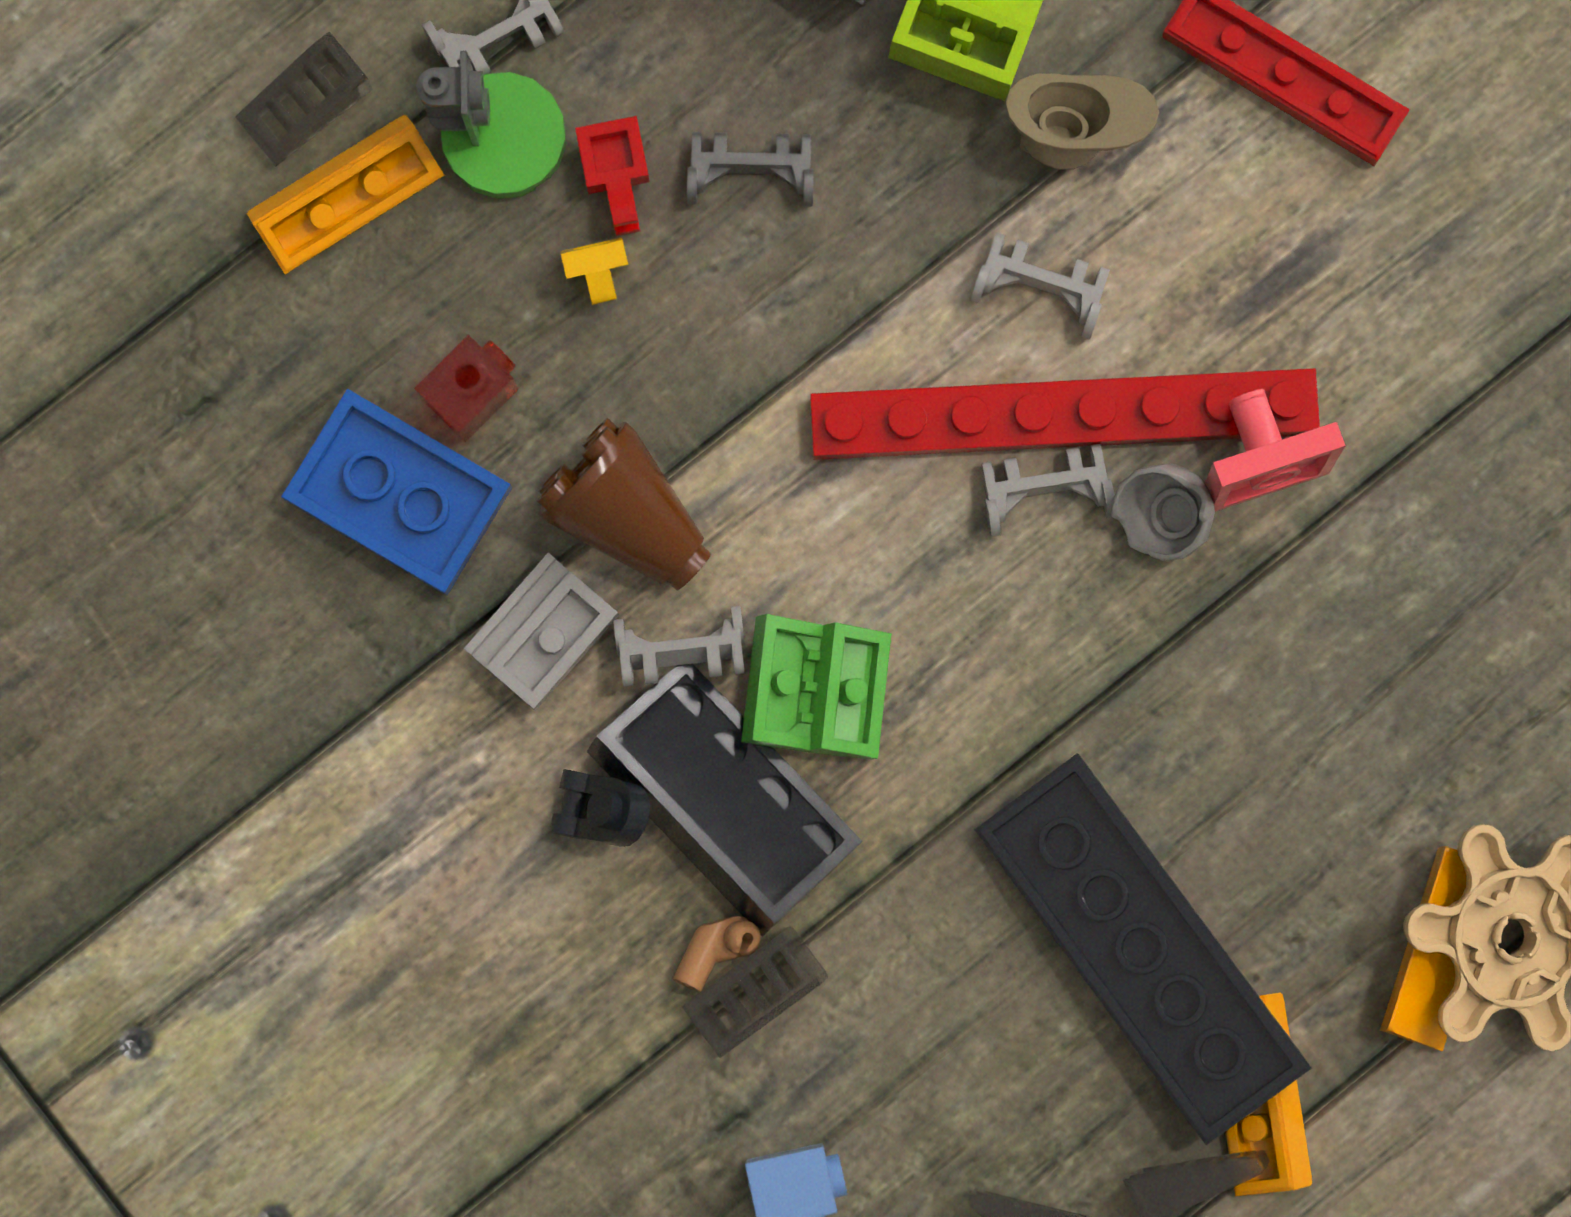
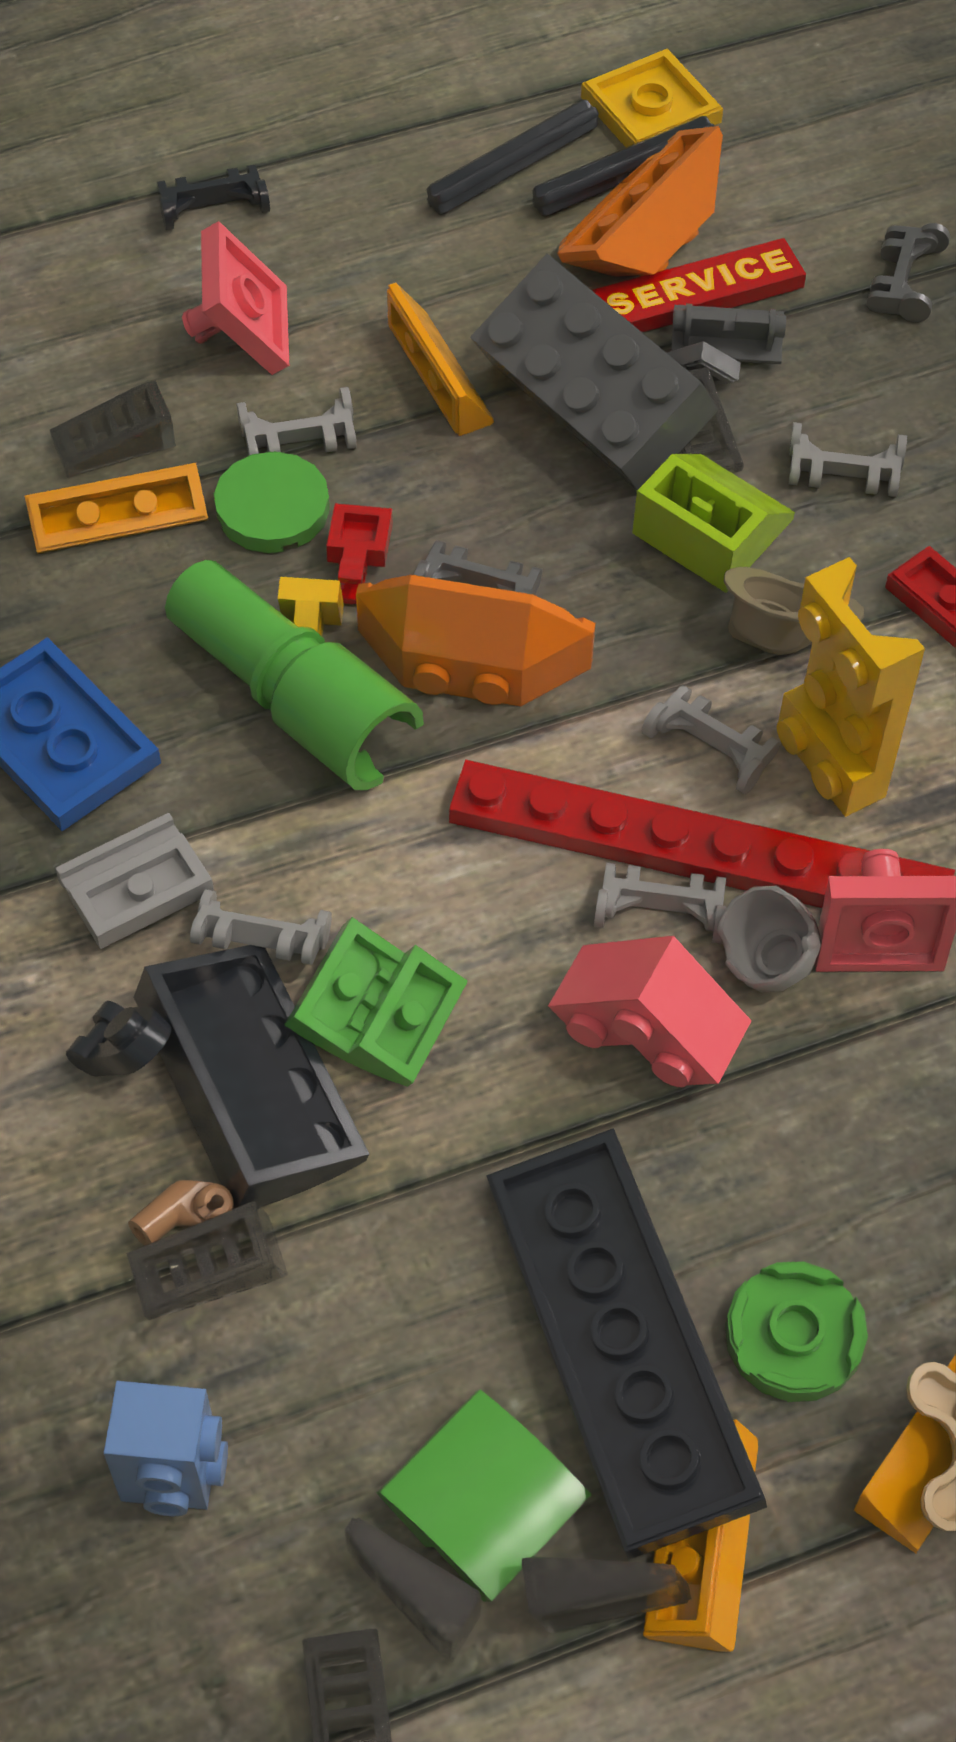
camera: 15 degrees right, 25 degrees down
(455, 98) = (237, 433): dark grey hinge -> none
(469, 386) = (155, 667): clear red brick -> none
(625, 507) = (252, 788): reddish brown cone -> none
(646, 374) = (310, 685): none -> bright green piece
(772, 263) = (472, 639): none -> orange wedge
(1068, 1124) = (484, 1494): none -> bright green slope
(1076, 627) = (657, 1001): none -> coral brick
(1172, 246) = (853, 696): none -> yellow piece
(1289, 885) = (795, 1331): none -> bright green tile

